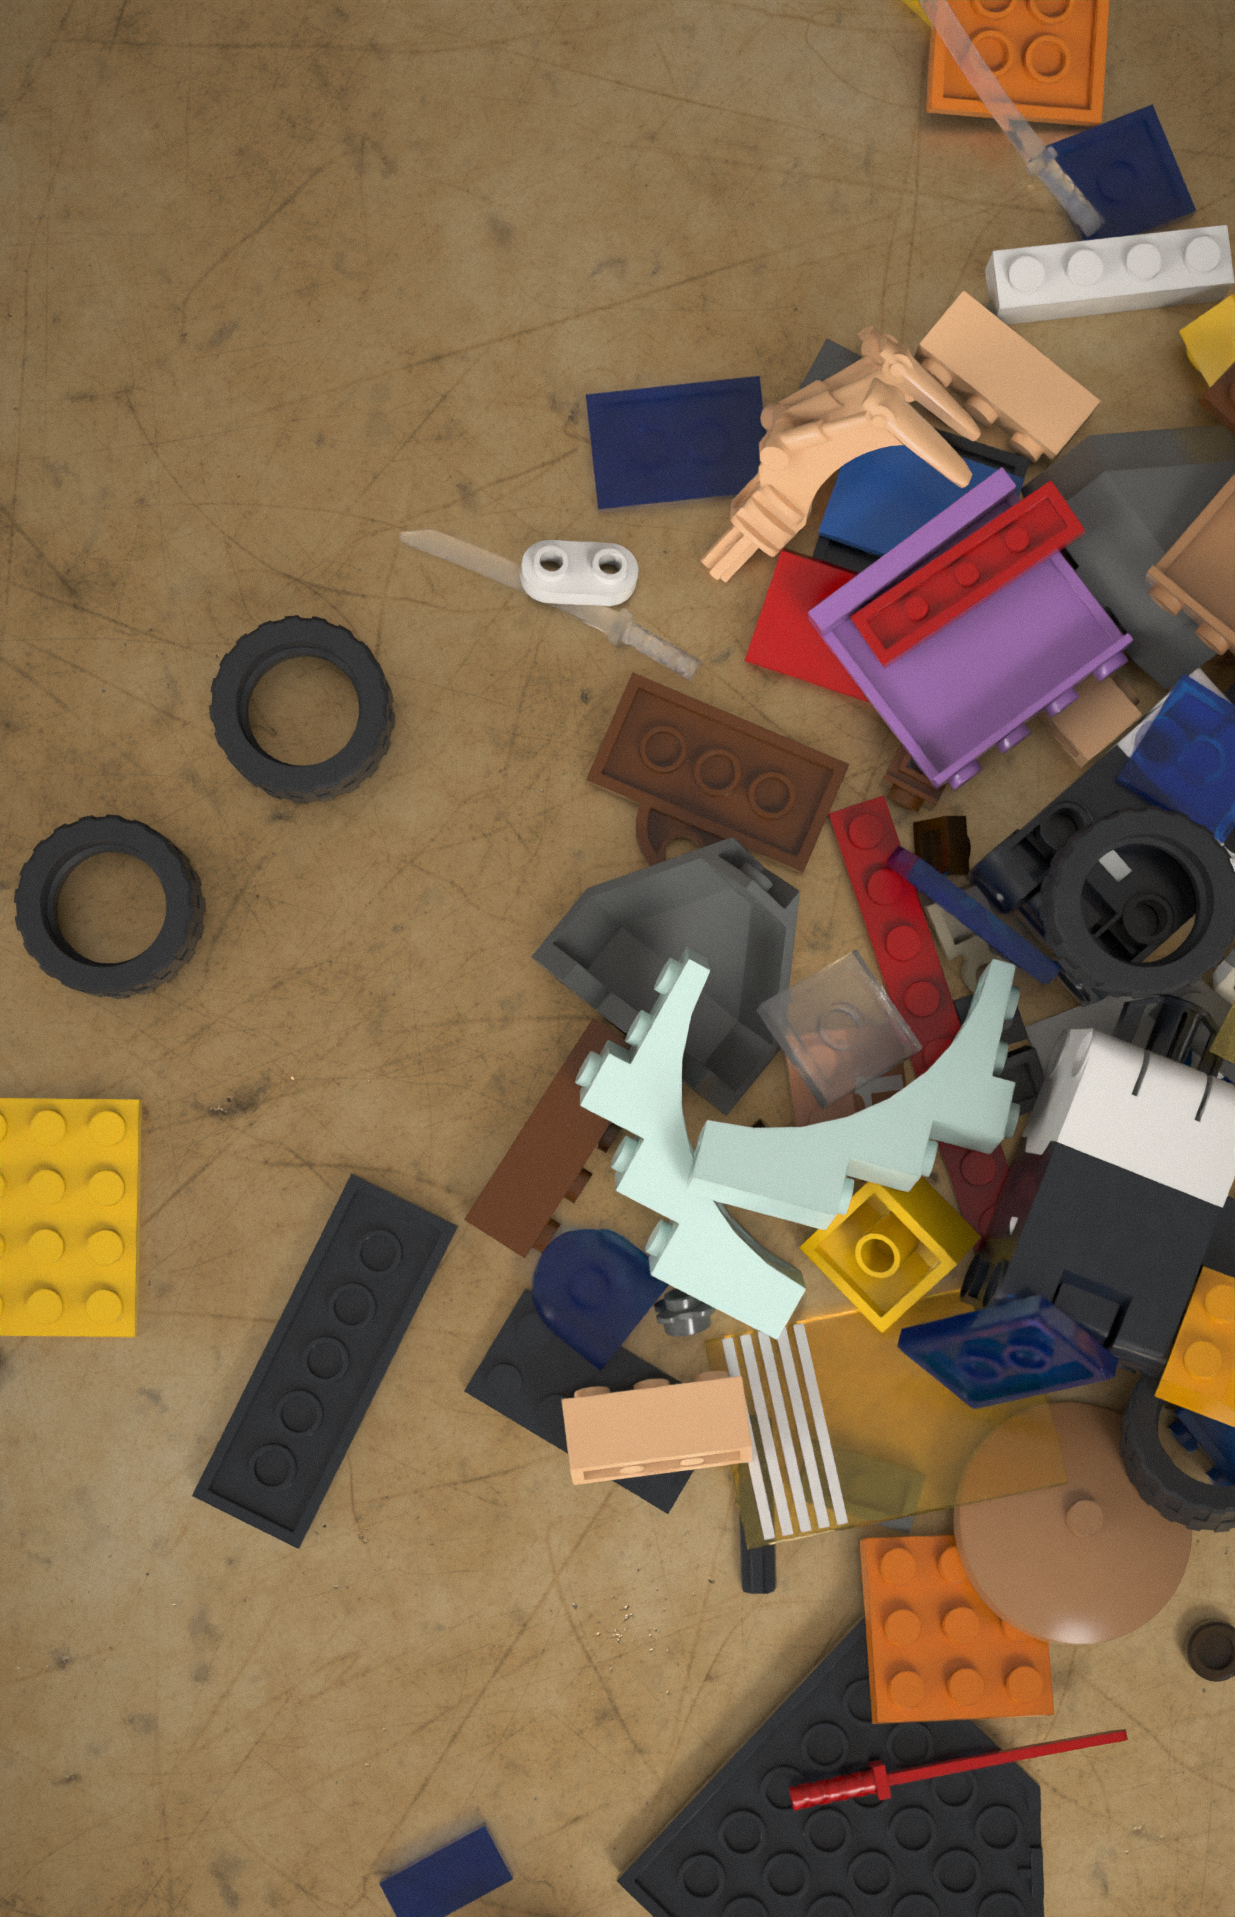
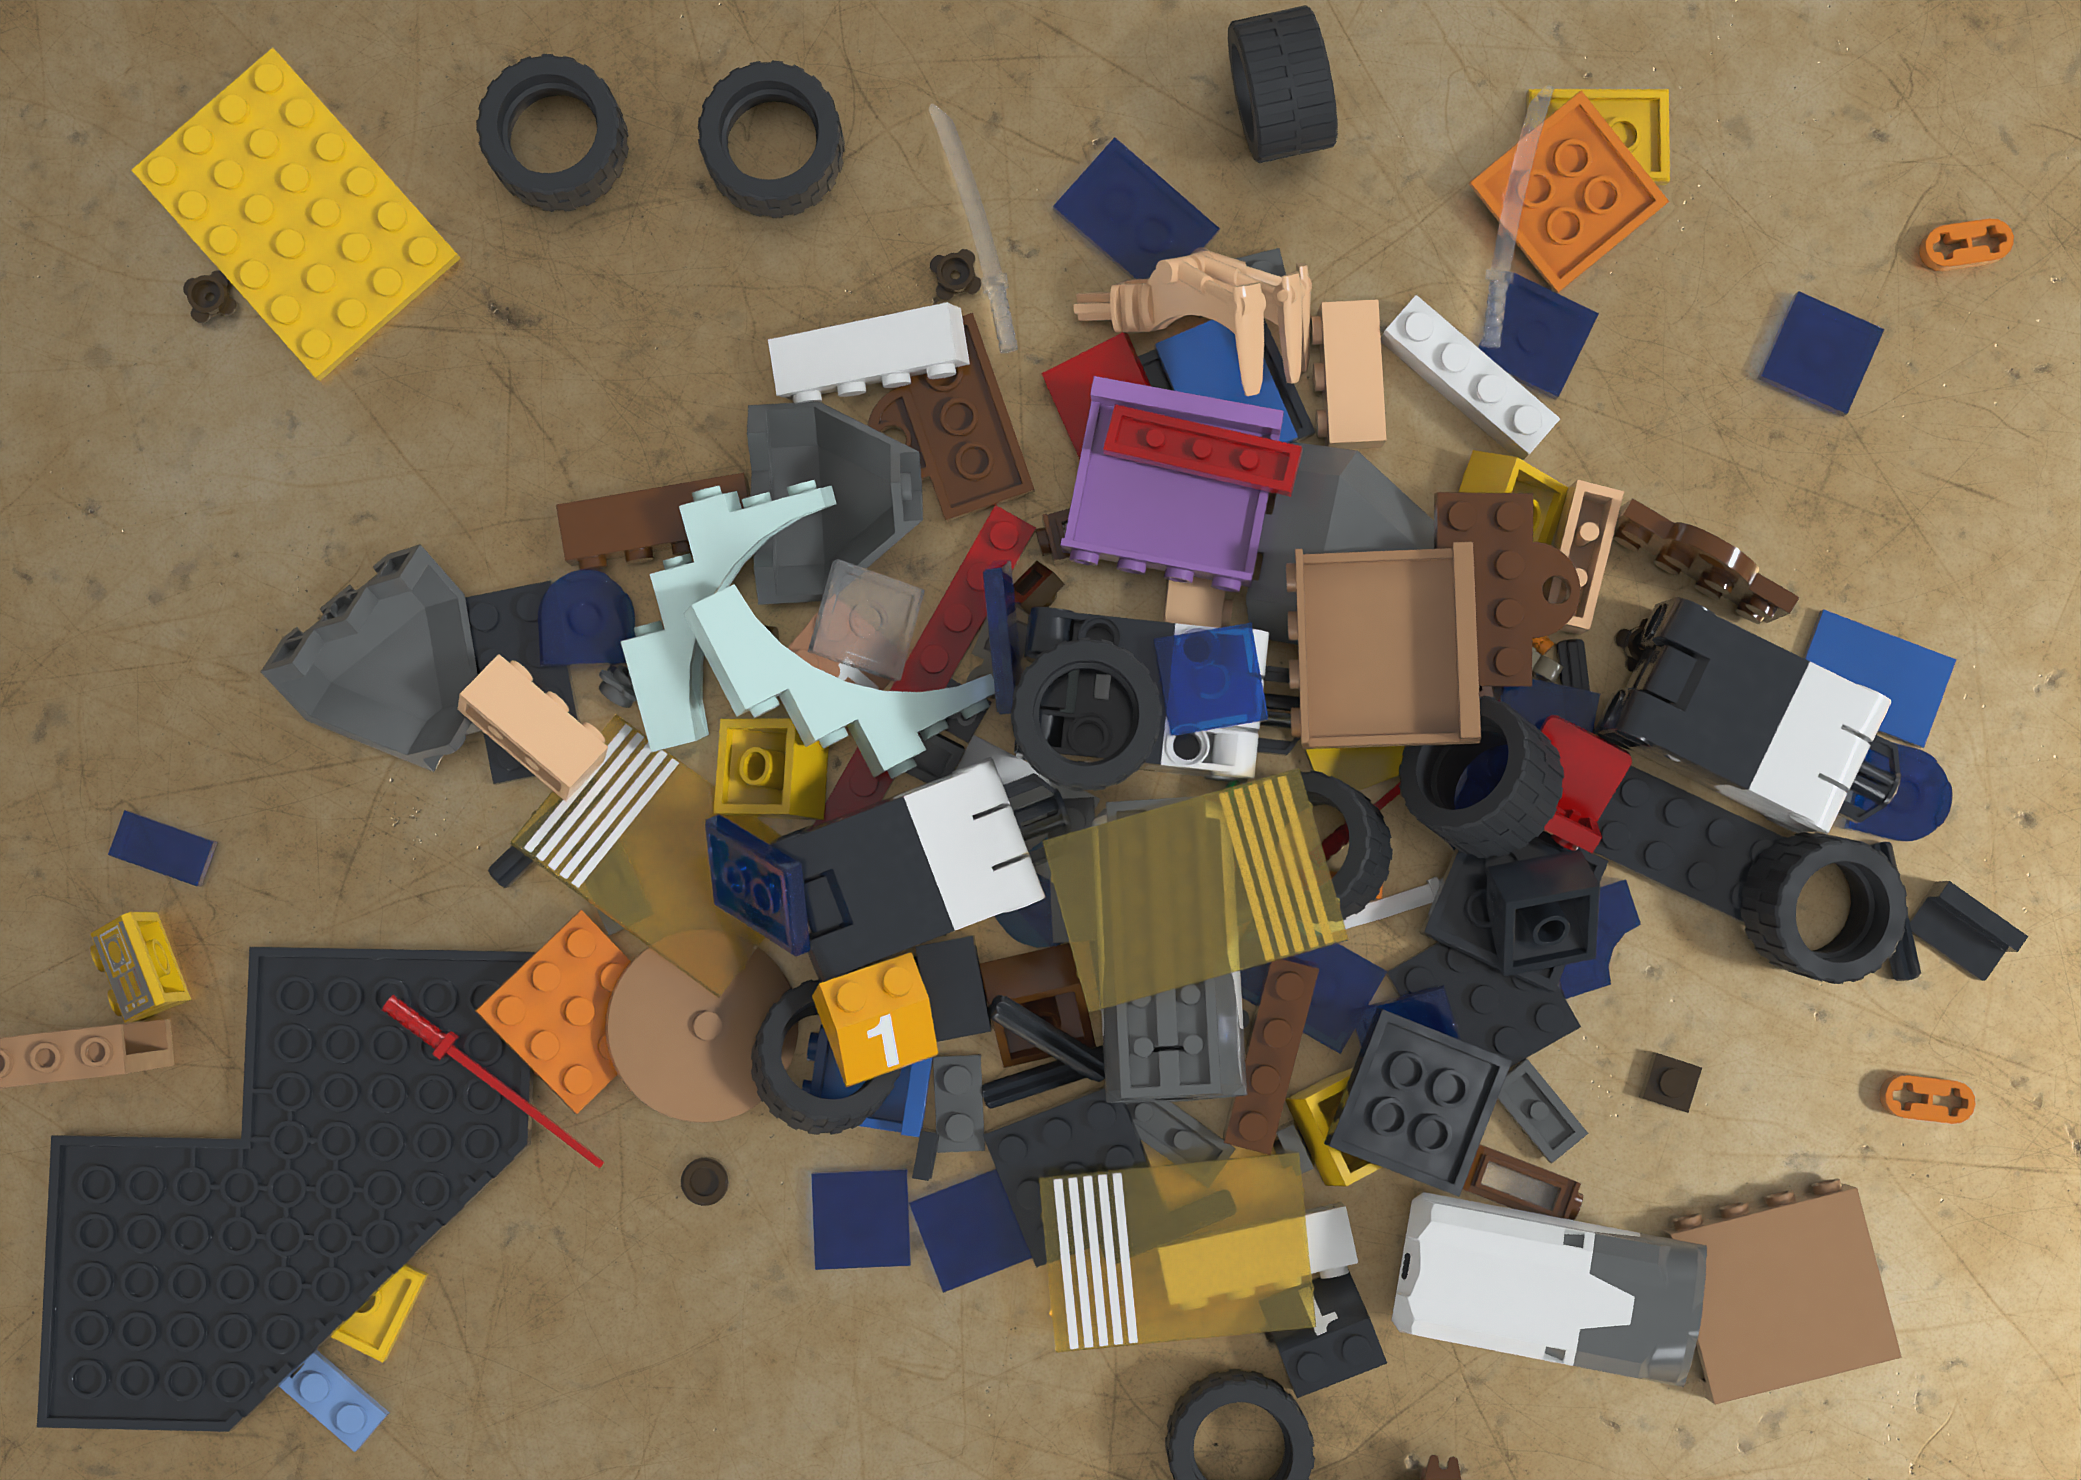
camera: 45 degrees right, 0 degrees up
(325, 1361) = (402, 501): black plate -> none
(466, 1511) = (386, 662): none -> dark grey panel
(574, 640) = (960, 262): none -> dark brown plate
(579, 576) = (1001, 229): white plate -> none
(586, 801) = (869, 353): none -> white brick
(688, 193) = (1283, 84): none -> black tyre

